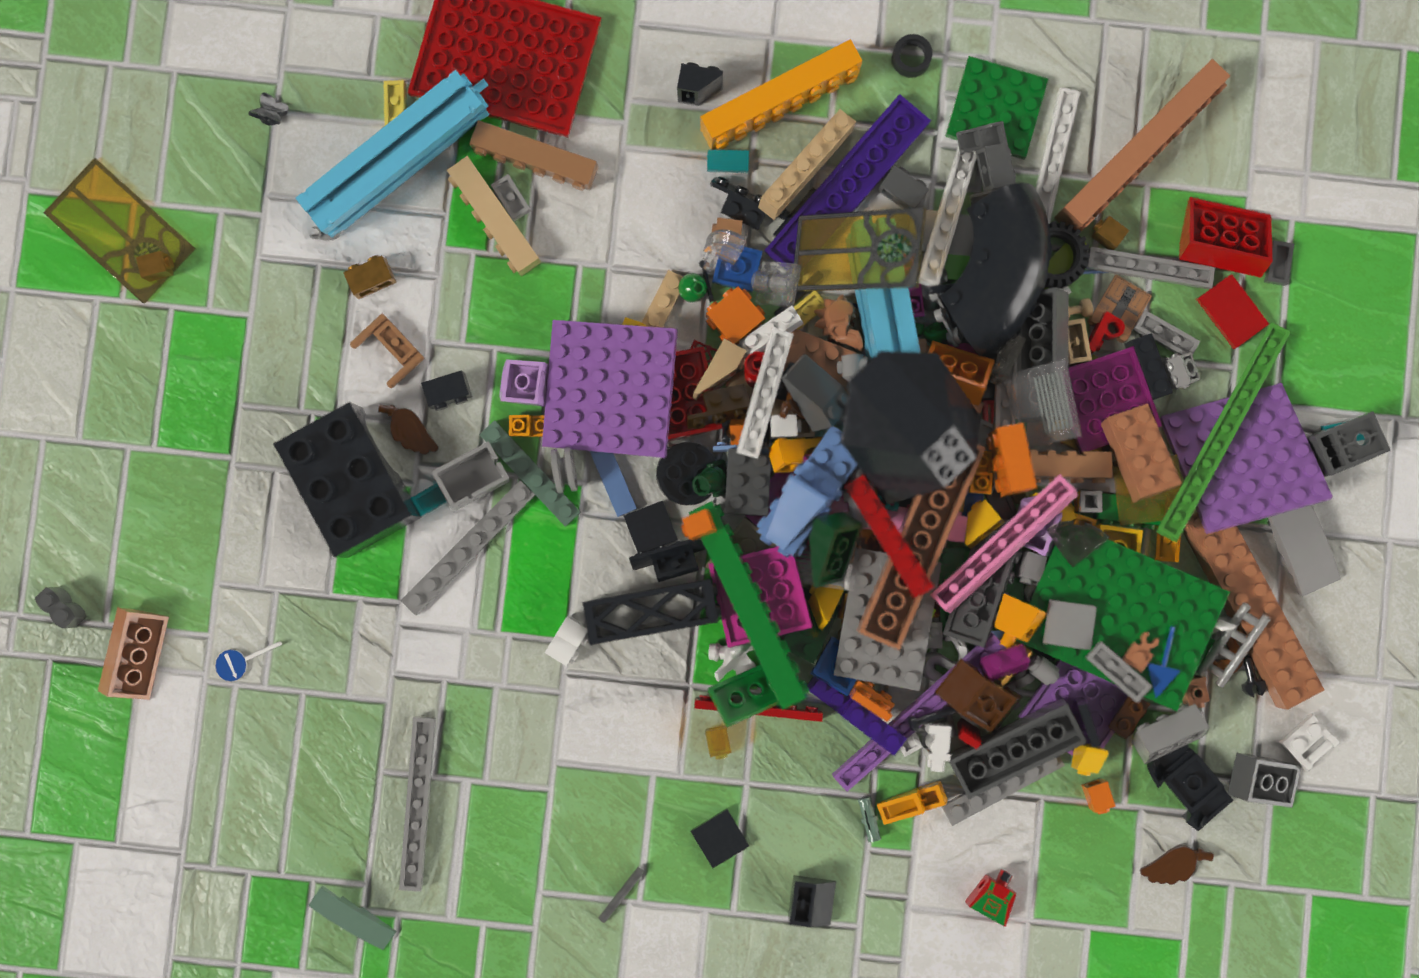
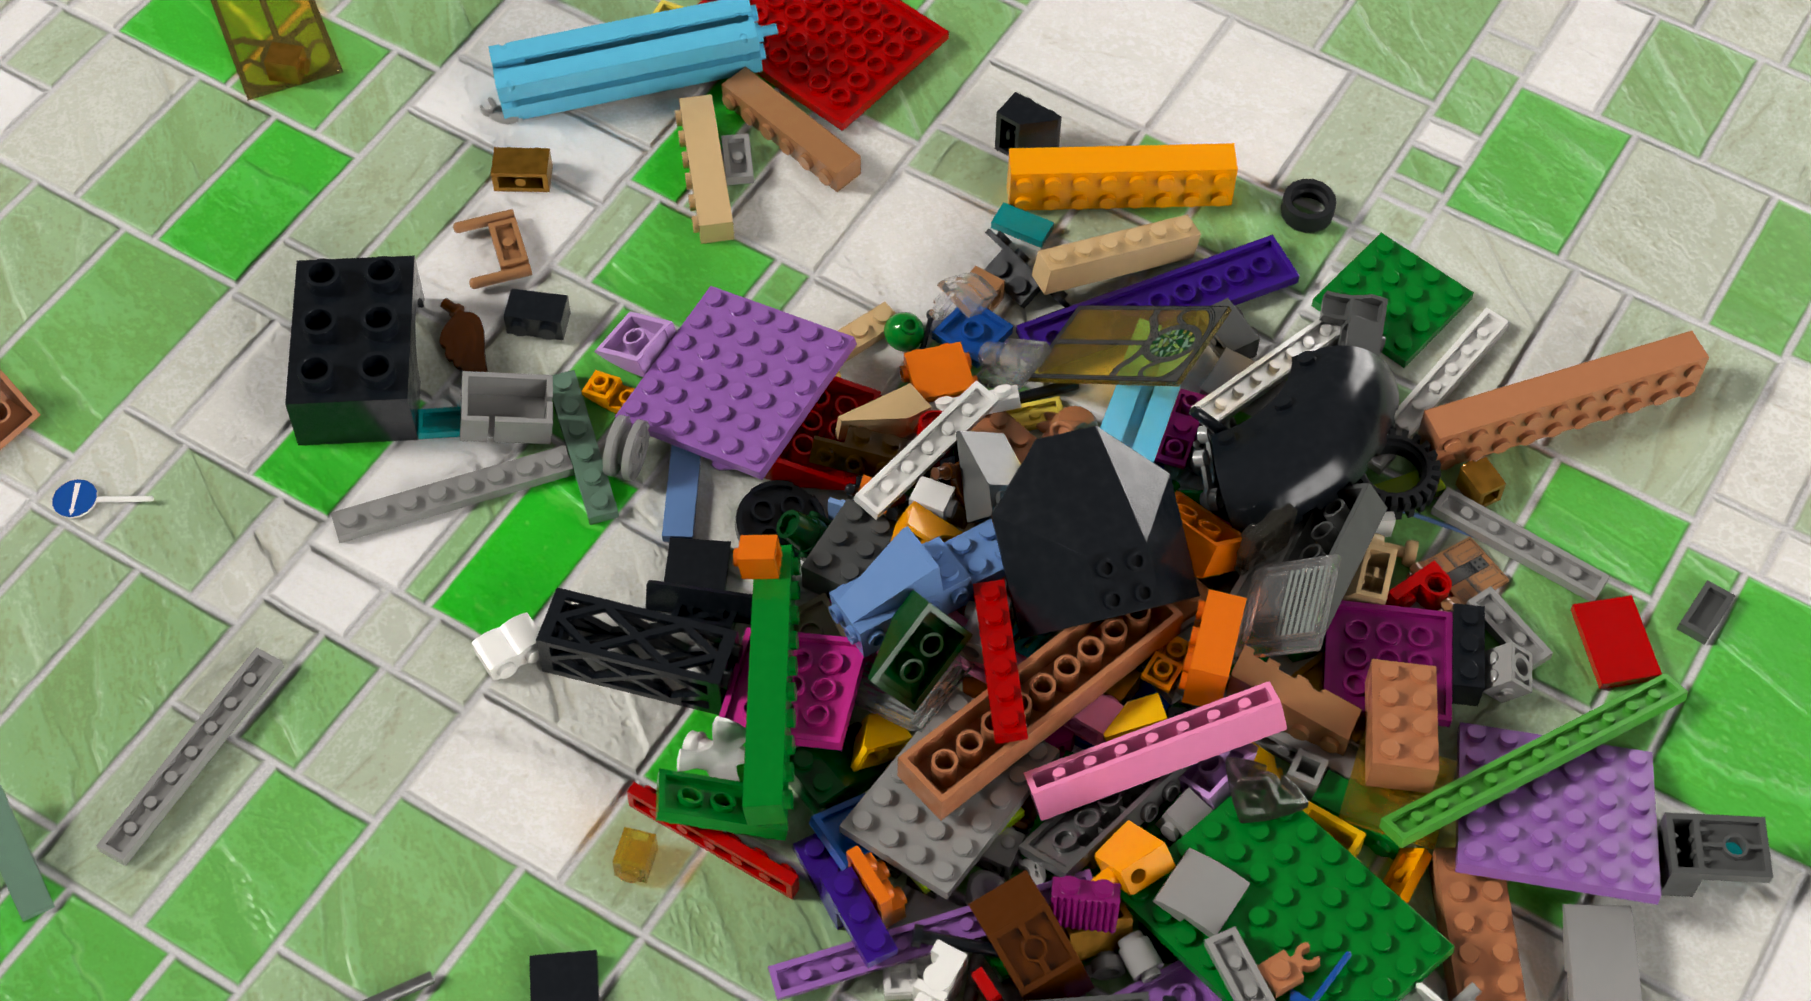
camera: 25 degrees right, 30 degrees down
(1226, 237) = (1639, 551): red slope -> none

